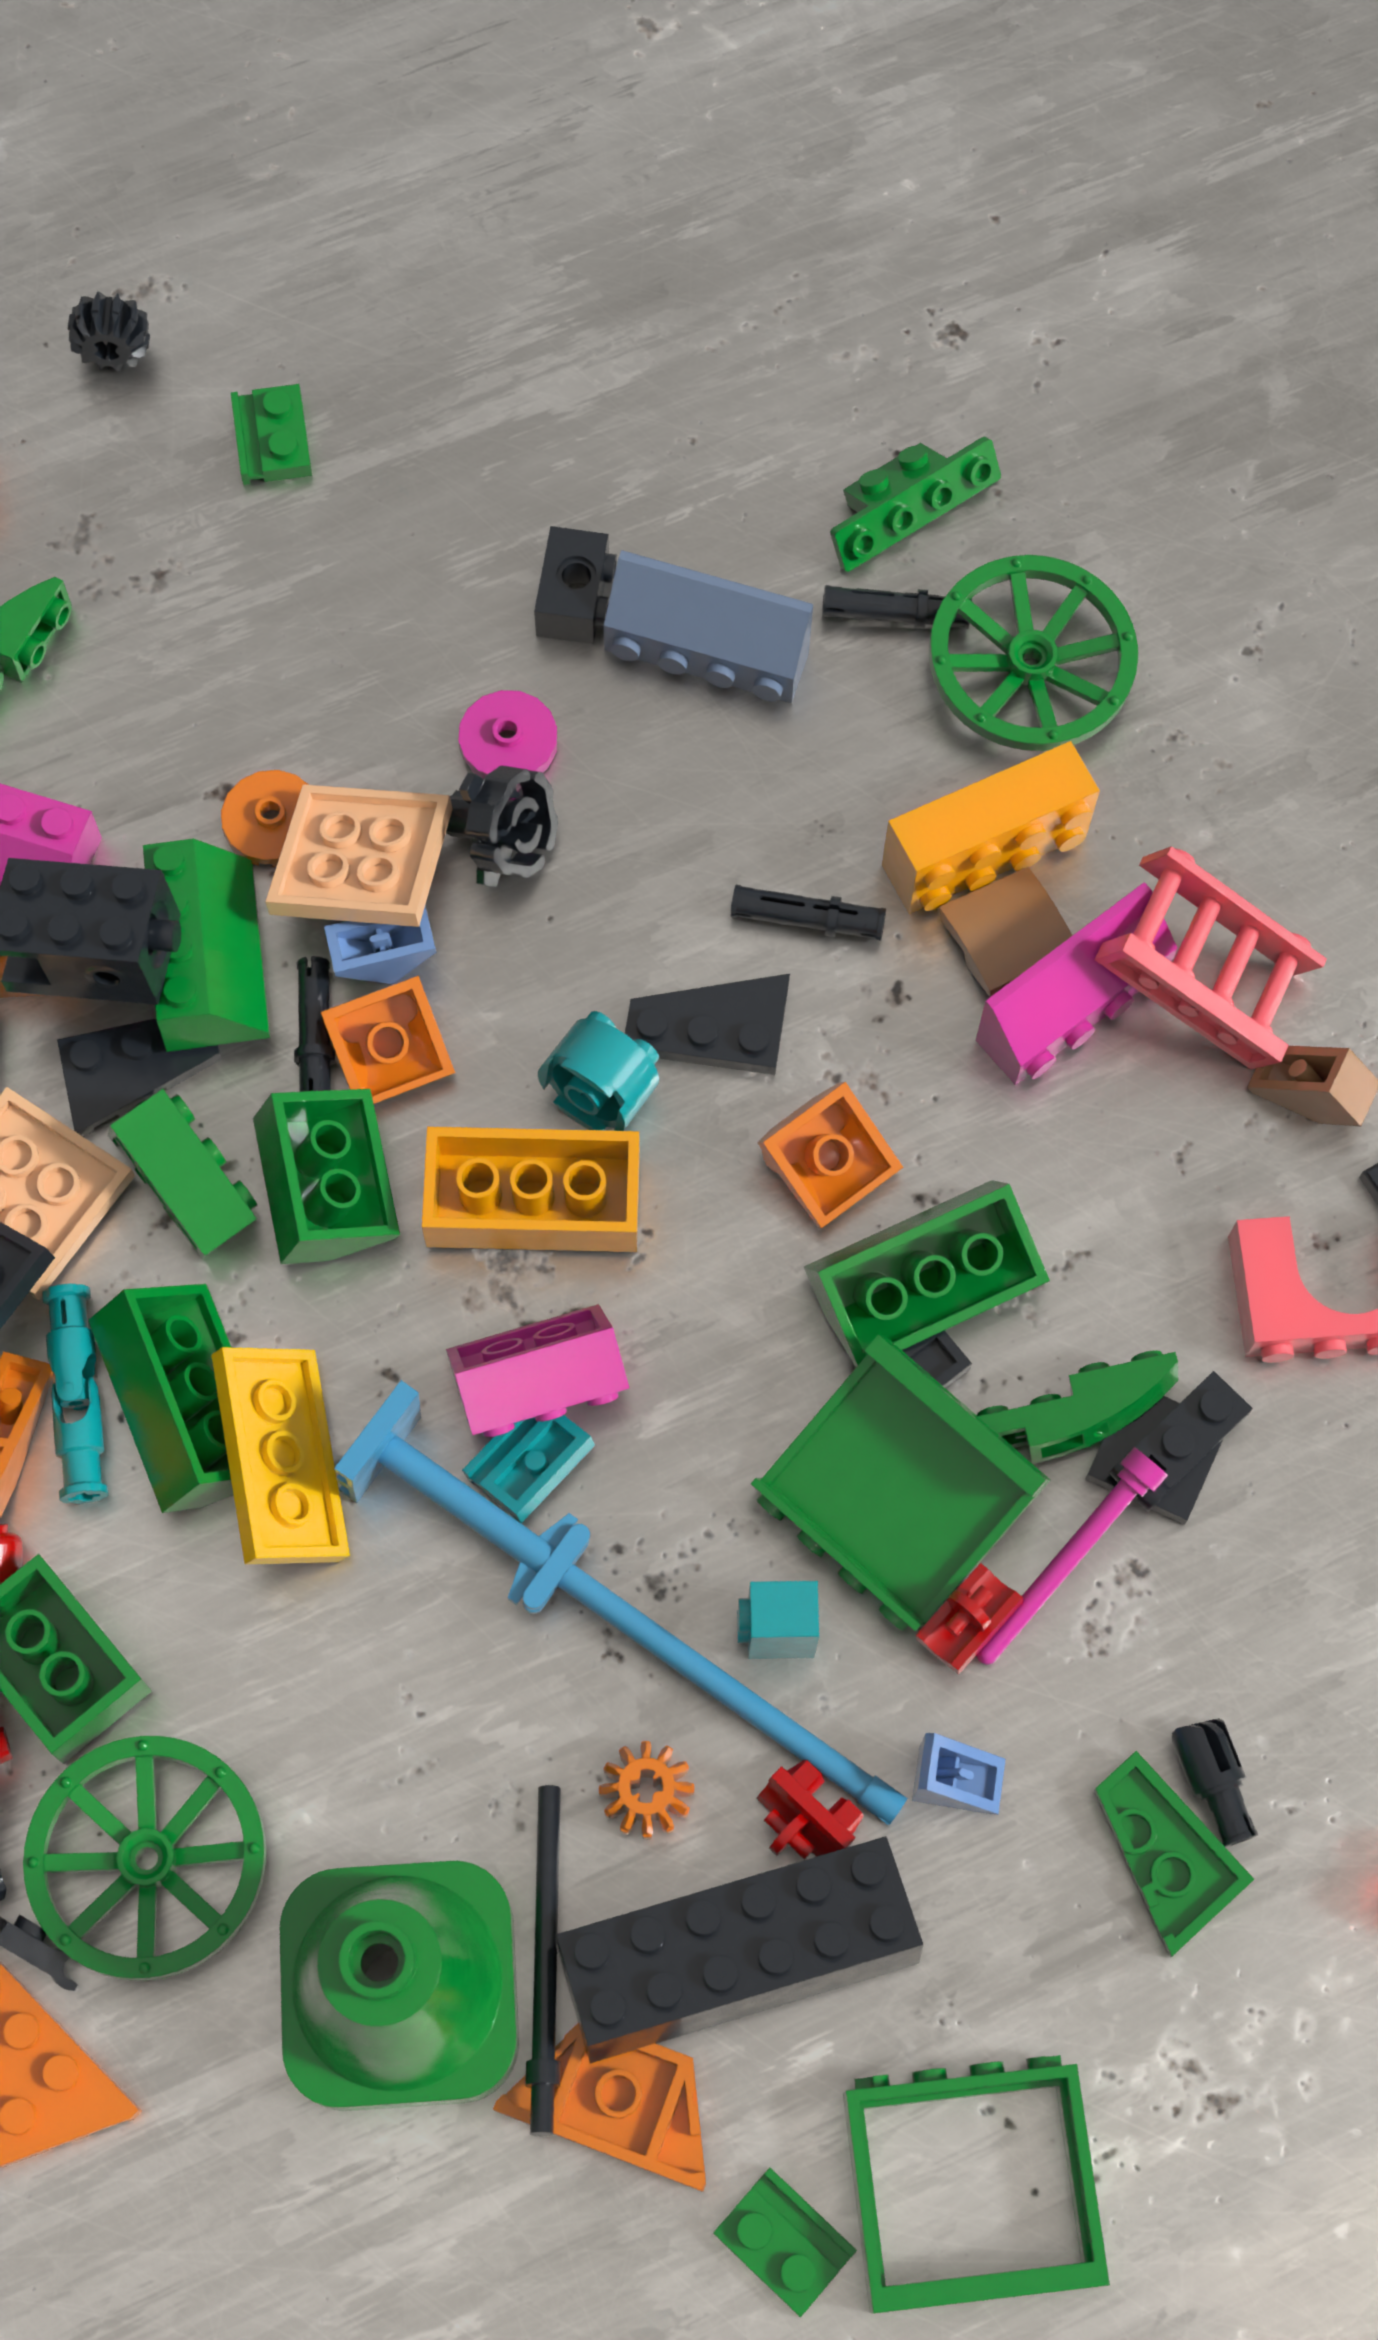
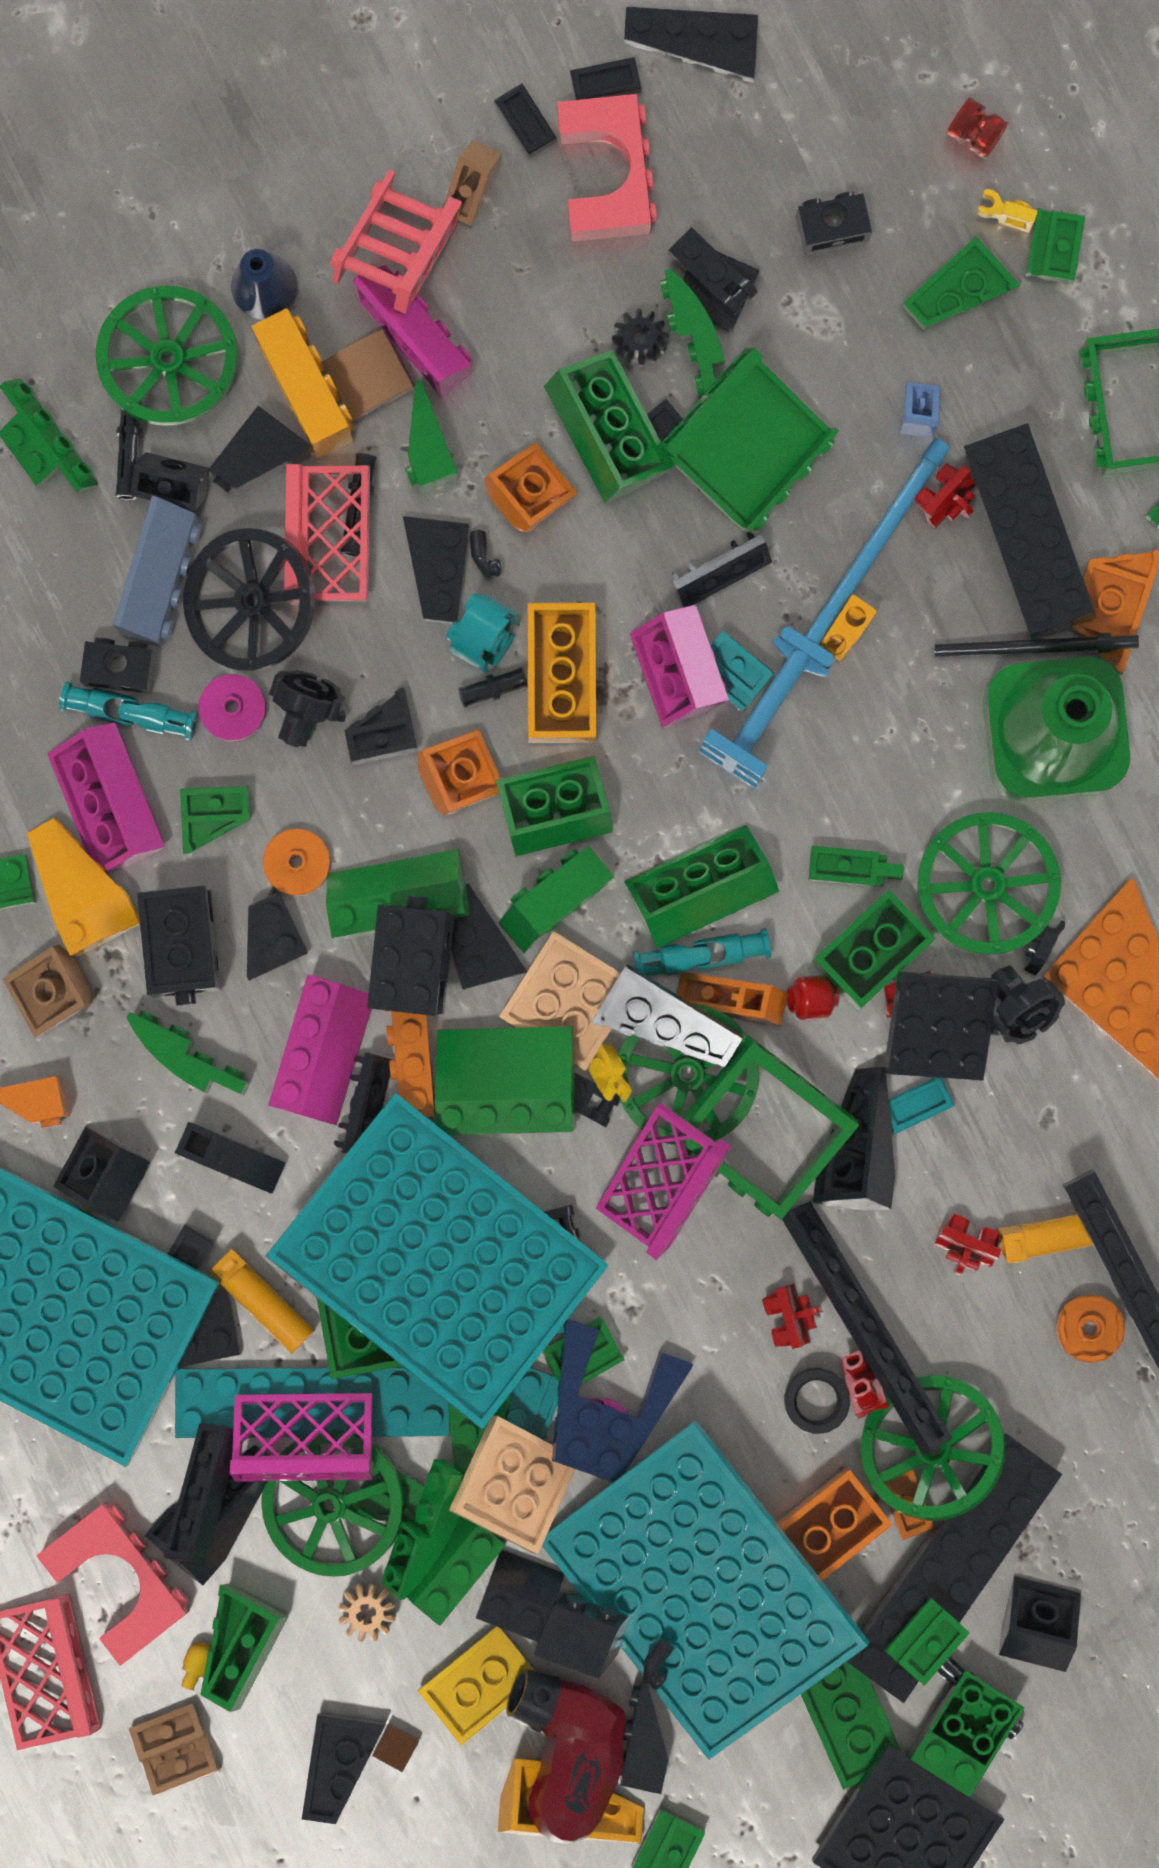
camera: 90 degrees left, 15 degrees up
(112, 492) = (49, 989): none -> medium nougat slope
(155, 646) = (179, 943): none -> black torso
(163, 779) = (271, 936): none -> black wing
(195, 1635) = (851, 867): none -> green hinge
(233, 528) = (80, 894): none -> light orange wedge
(280, 1456) = (741, 820): yellow plate -> none
(314, 1051) = (453, 822): black pin -> none
(352, 703) = (211, 813): none -> green wing
(359, 855) = (335, 793): light nougat plate -> none
(378, 950) = (394, 777): medium blue slope -> none
(382, 569) = (105, 798): none -> dark pink slope
(465, 941) = (383, 732): none -> black wing
(500, 619) = (151, 716): none -> teal piece
(518, 1091) = (492, 687): none -> black pin
(592, 1642) = (848, 627): none -> light orange leg
(662, 1801) = (944, 583): orange gear -> none
(663, 758) = (244, 601): none -> black wheel
(690, 1442) = (722, 570): none -> black plate
(723, 1082) = (479, 554): none -> black arm
(762, 826) = (298, 526): none -> coral fence
(779, 1619) = (835, 510): teal brick -> none
(843, 651) = (170, 480): none -> black brick
(885, 767) = (258, 453): none -> black slope
(898, 1008) = (427, 450): none -> green slope
(969, 1619) = (828, 399): red hips -> none
(1072, 1310) = (640, 325): none -> black gear
(1136, 1477) = (743, 296): dark pink piece -> none
(1148, 785) = (263, 284): none -> dark blue cone
(1215, 1776) = (915, 256): black arm -> none
(1243, 2021) = (1055, 246): none -> green plate
(1259, 1672) = (819, 236): none -> black brick
(1295, 1953) = (1013, 214): none -> yellow plate

